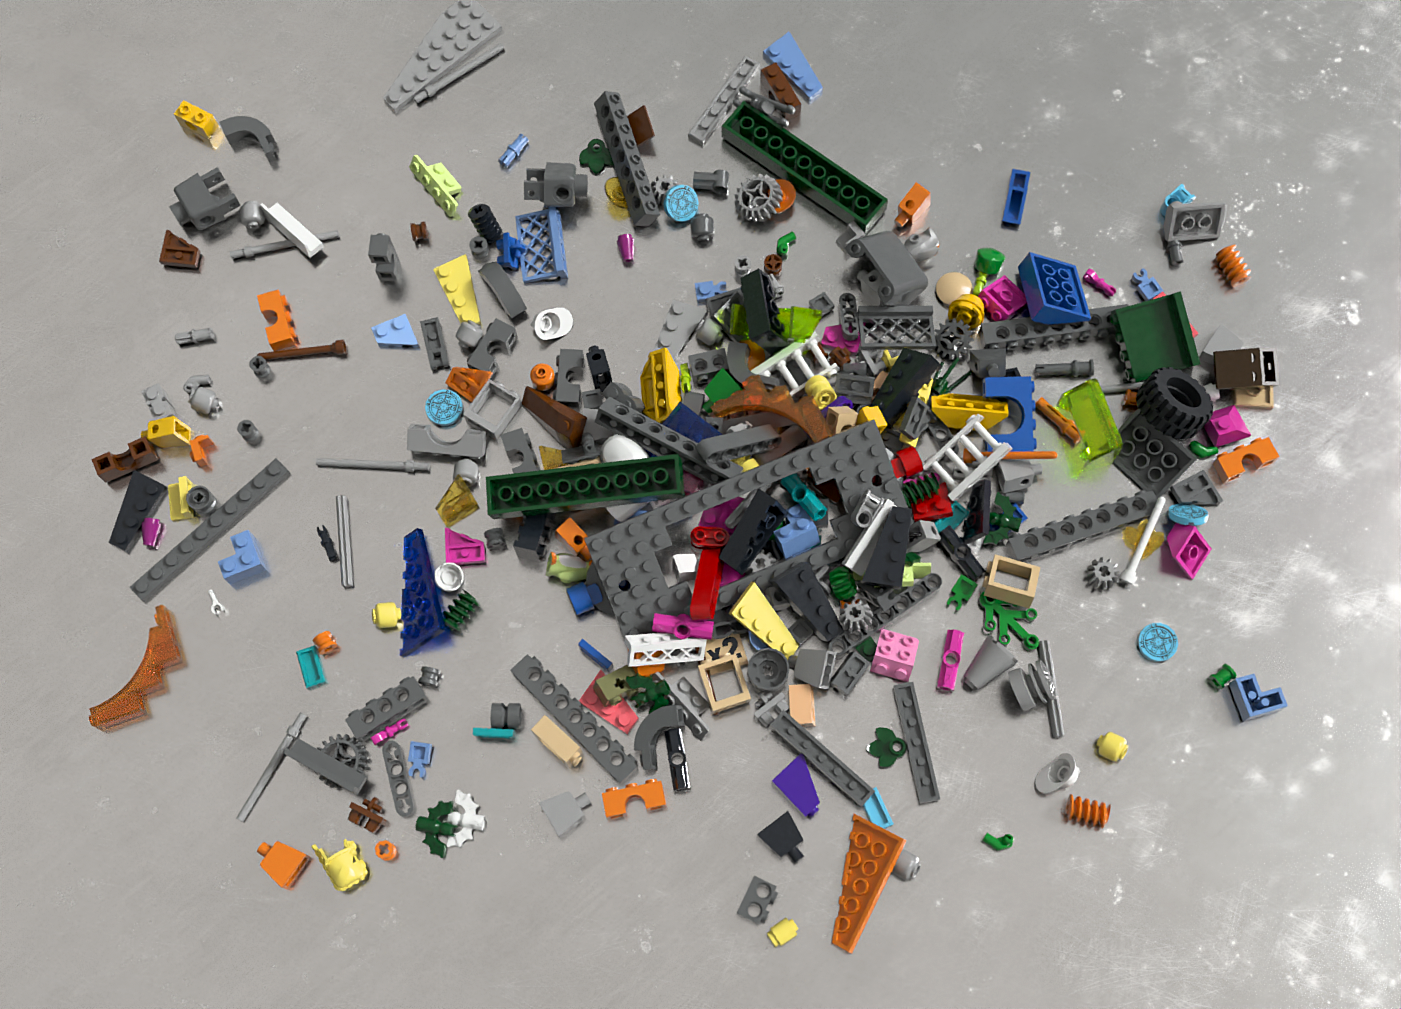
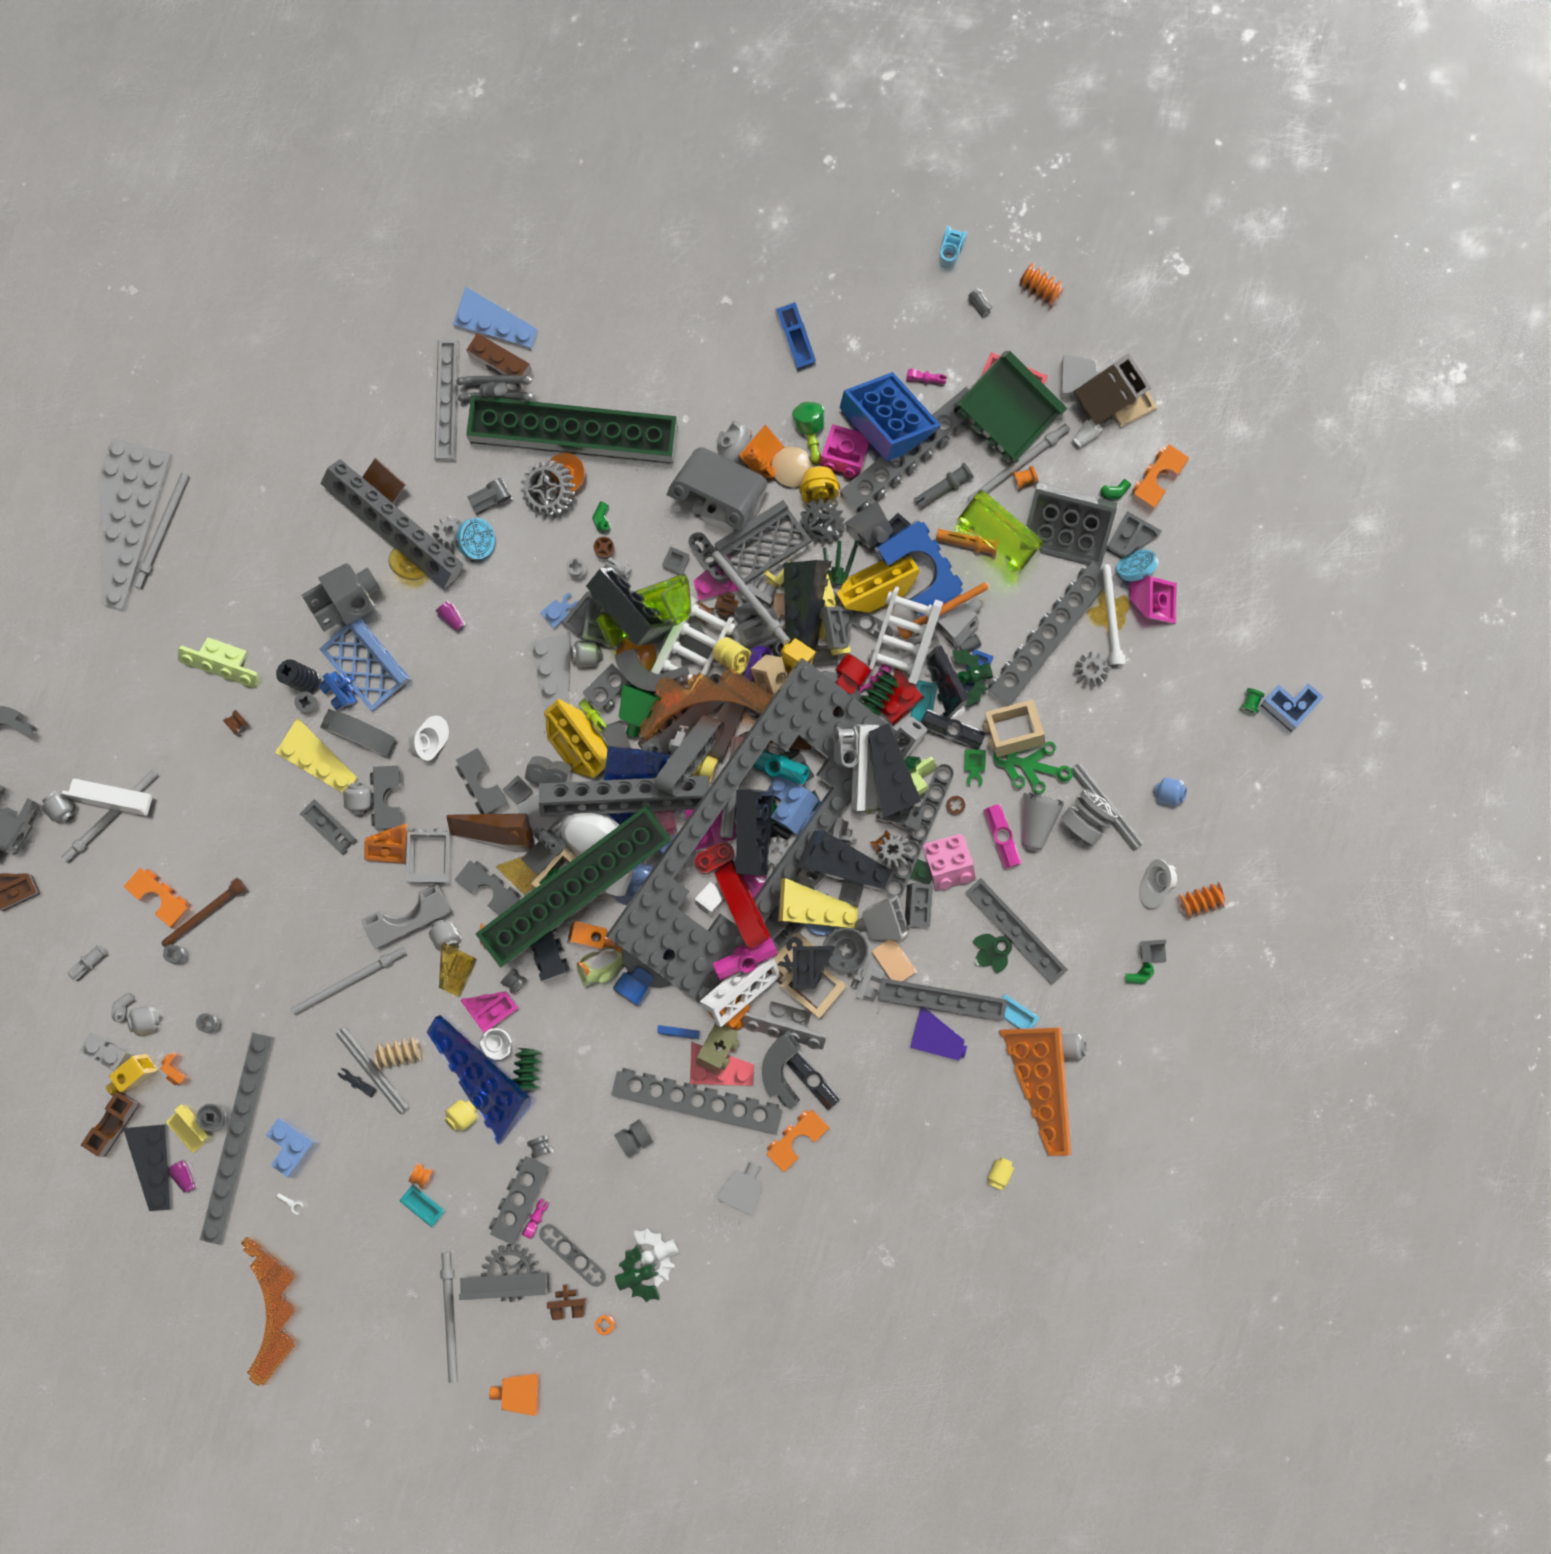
camera: 30 degrees left, 10 degrees up
(340, 866) = (576, 1365): light yellow helmet -> none
(370, 539) = (397, 1052): none -> tan piece
(384, 255) = (223, 773): dark grey arch -> none
(395, 332) = (281, 838): light blue wing -> none
(419, 755) = (578, 1222): medium blue plate -> none
(444, 407) = (379, 884): medium azure tile -> none
(494, 733) = (633, 1160): teal tile -> none
(513, 150) = (271, 581): medium blue pin -> none
(542, 377) = (459, 803): orange head -> none
(557, 742) = (697, 1133): tan window -> none
(596, 158) = (360, 539): dark green plate -> none
(598, 365) = (504, 755): black torso -> none
(653, 691) = (754, 1034): dark green animal -> none
(702, 226) = (511, 550): dark grey head -> none
(731, 662) = (809, 965): none -> black wing
(751, 898) = (956, 1161): dark grey brick -> none
(783, 838) = (950, 1091): black torso -> none
(843, 583) = (863, 825): green gear -> none
(853, 232) = (661, 474): light grey panel -> none
(866, 385) = (773, 625): none -> light grey bar
(913, 205) = (702, 397): orange torso -> none
(929, 608) = (956, 811): none -> reddish brown bush
(937, 262) = (761, 451): none -> orange hinge
(1021, 828) = (1153, 951): none -> dark grey panel
(1111, 708) = (1171, 791): none -> medium blue head
(1112, 746) = (1191, 827): light yellow head -> none
(1147, 287) = (974, 355): medium blue plate -> none
(1157, 642) = (1177, 703): medium azure tile -> none
(1174, 403) = (1061, 482): black tyre -> none
(1194, 220) = (980, 261): light grey slope -> none
(1226, 426) = (1122, 454): dark pink slope -> none

